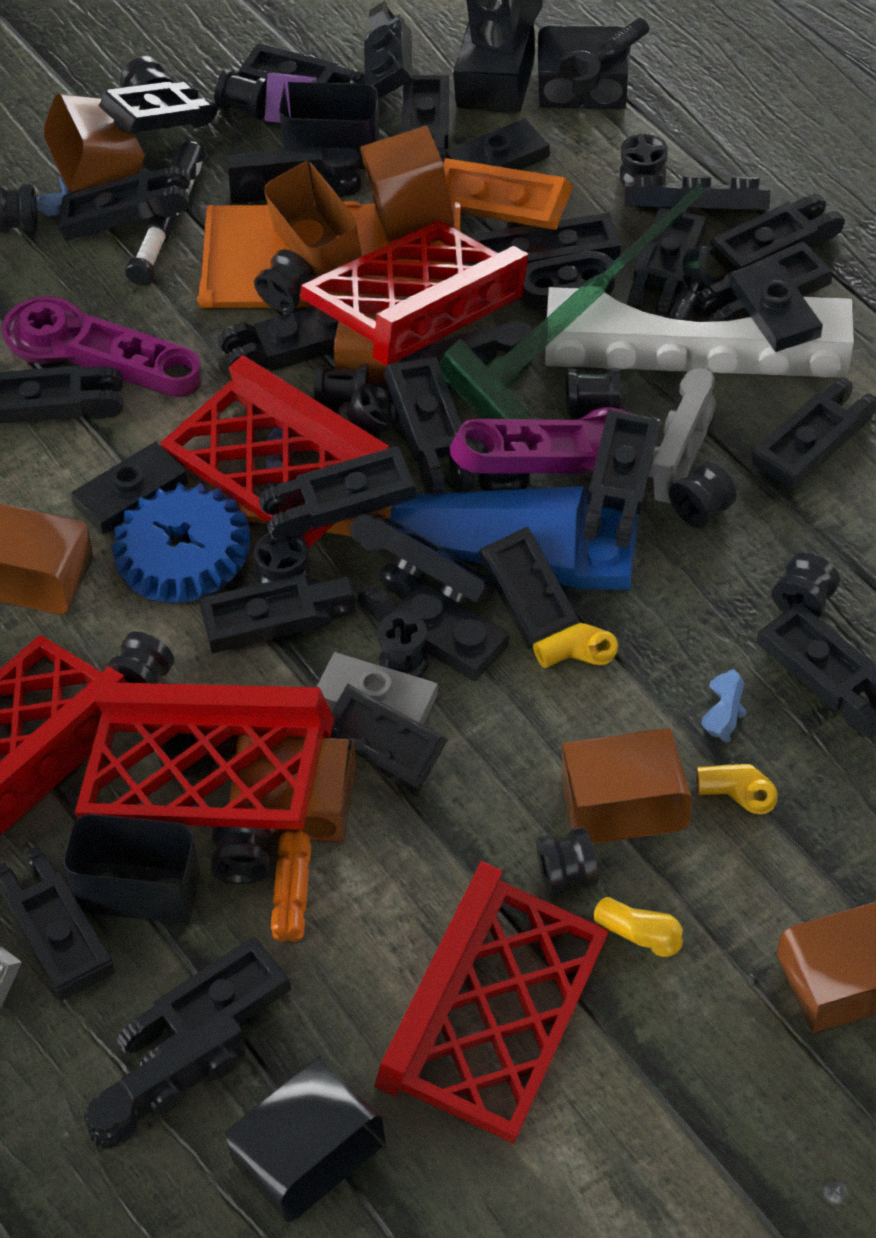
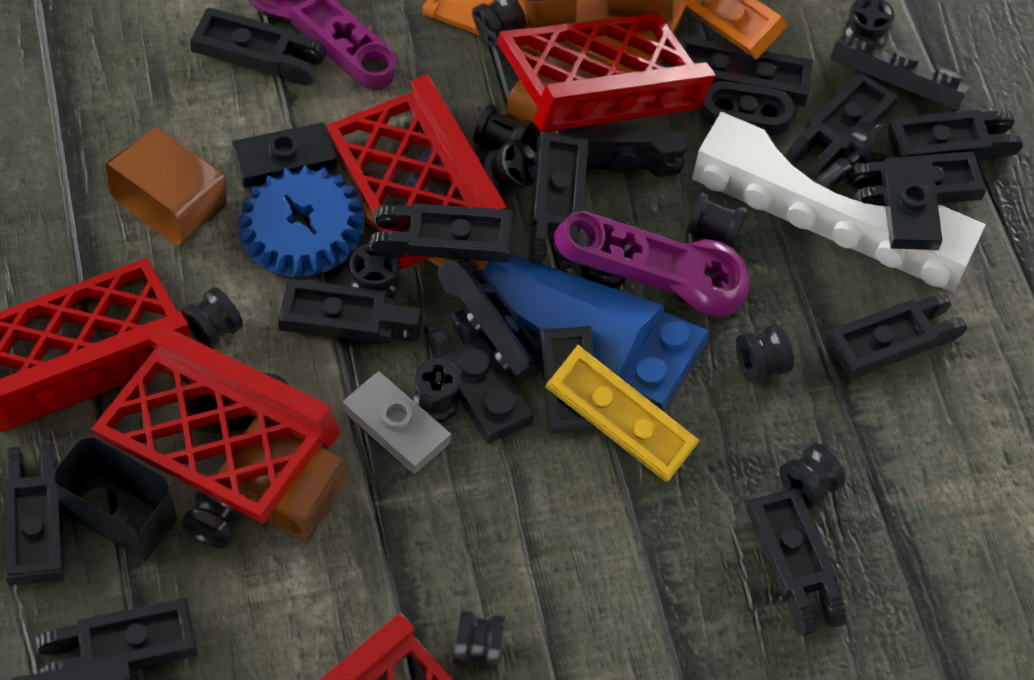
camera: 15 degrees right, 5 degrees up
(281, 339) = (476, 69): black hinge -> none
(291, 886) = (241, 566): orange axle -> none
(386, 736) = (382, 464): black plate -> none
(487, 386) = (622, 181): clear green piece -> none
(579, 643) = (589, 445): yellow arm -> none
(596, 598) = (622, 413): none -> yellow tile
(621, 472) = (696, 308): black hinge -> none
(626, 786) = (560, 593): dark orange piece -> none
(683, 432) = (777, 289): light grey hinge -> none
(722, 717) = (680, 564): medium blue piece -> none
(741, 783) = (666, 631): yellow arm -> none

